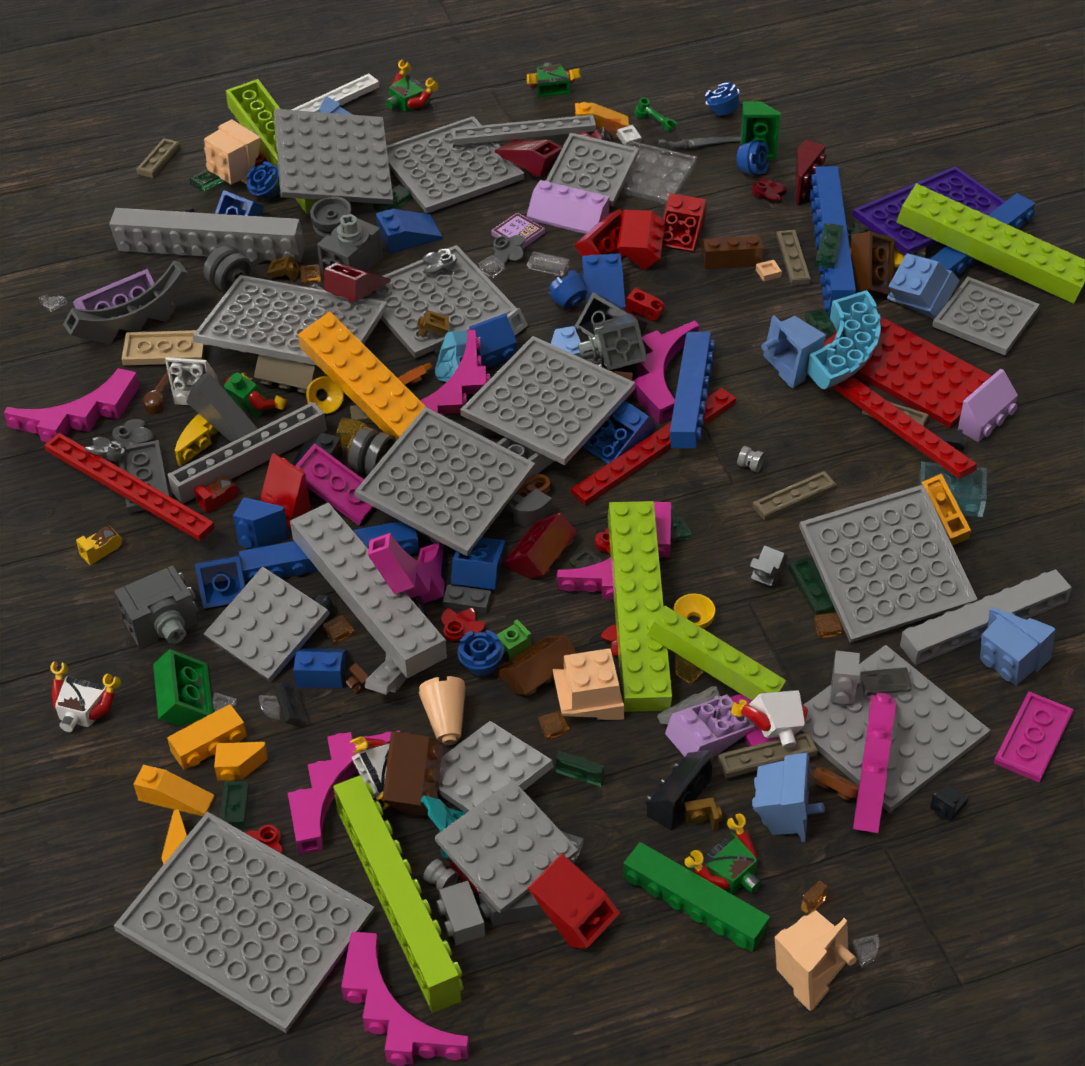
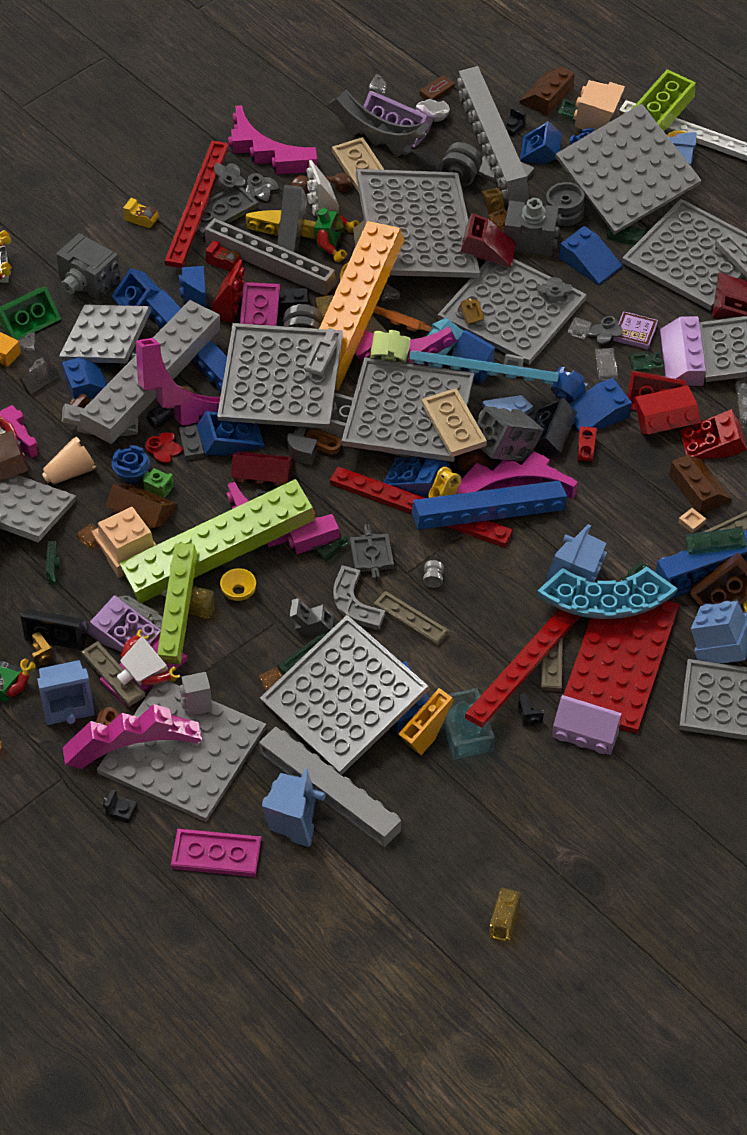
camera: 65 degrees right, 5 degrees up
(96, 262) = (437, 88): none -> reddish brown tile
(128, 267) = (435, 109): none -> white hair
(158, 158) = (589, 71): dark tan tile -> none
(165, 186) = (549, 90): none -> reddish brown slope
(449, 430) = (321, 353): none -> light grey hinge
(466, 381) = (390, 346): none -> yellowish green brick
(524, 331) = (476, 365): none -> medium azure plate
(562, 237) = (644, 362): none -> clear green plate
(596, 365) = (454, 422): none -> tan plate
(656, 404) = (446, 485): none -> yellow piece
(700, 497) = (371, 552): none -> dark grey plate
(754, 535) = (347, 603): none -> light grey plate
(885, 681) = (215, 728): clear smoke plate -> none

